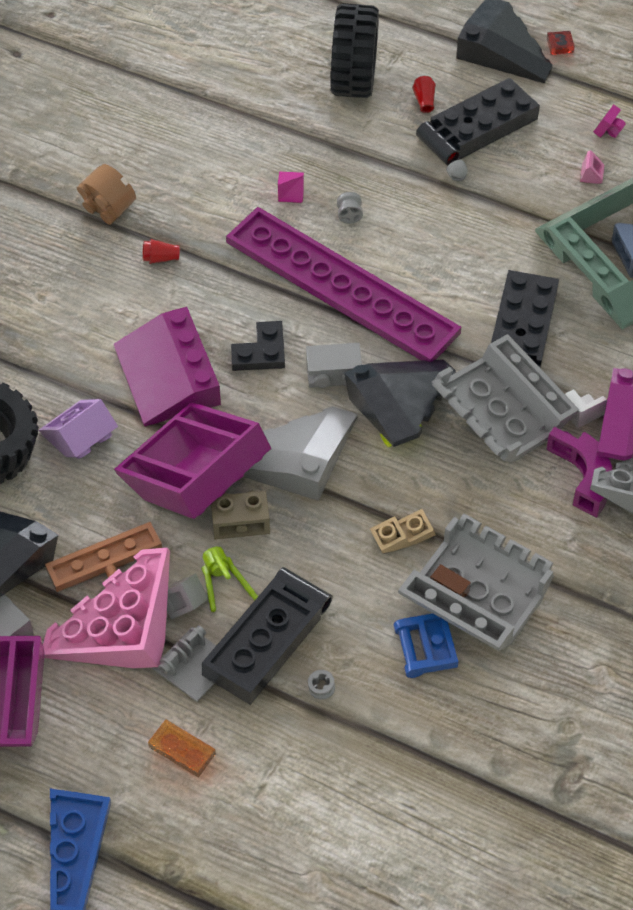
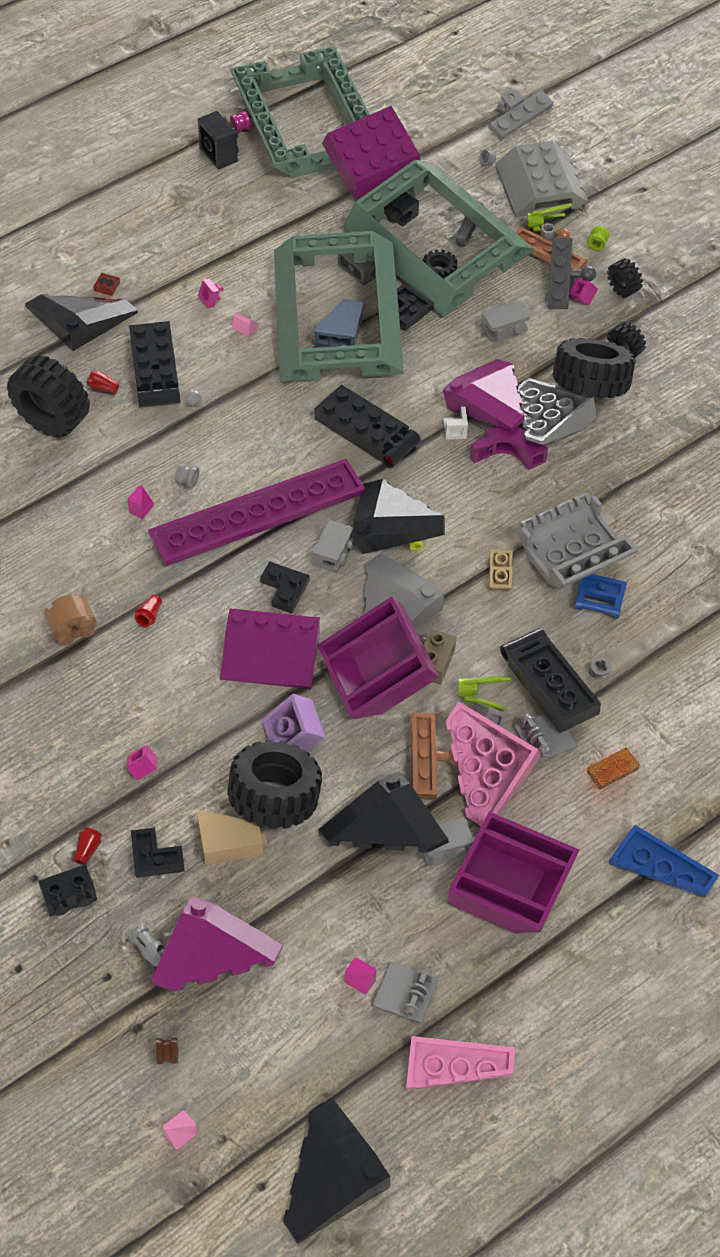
camera: 65 degrees left, 0 degrees up
(451, 580) = (566, 554): reddish brown piece -> none
(506, 399) = (432, 457): light grey slope -> none

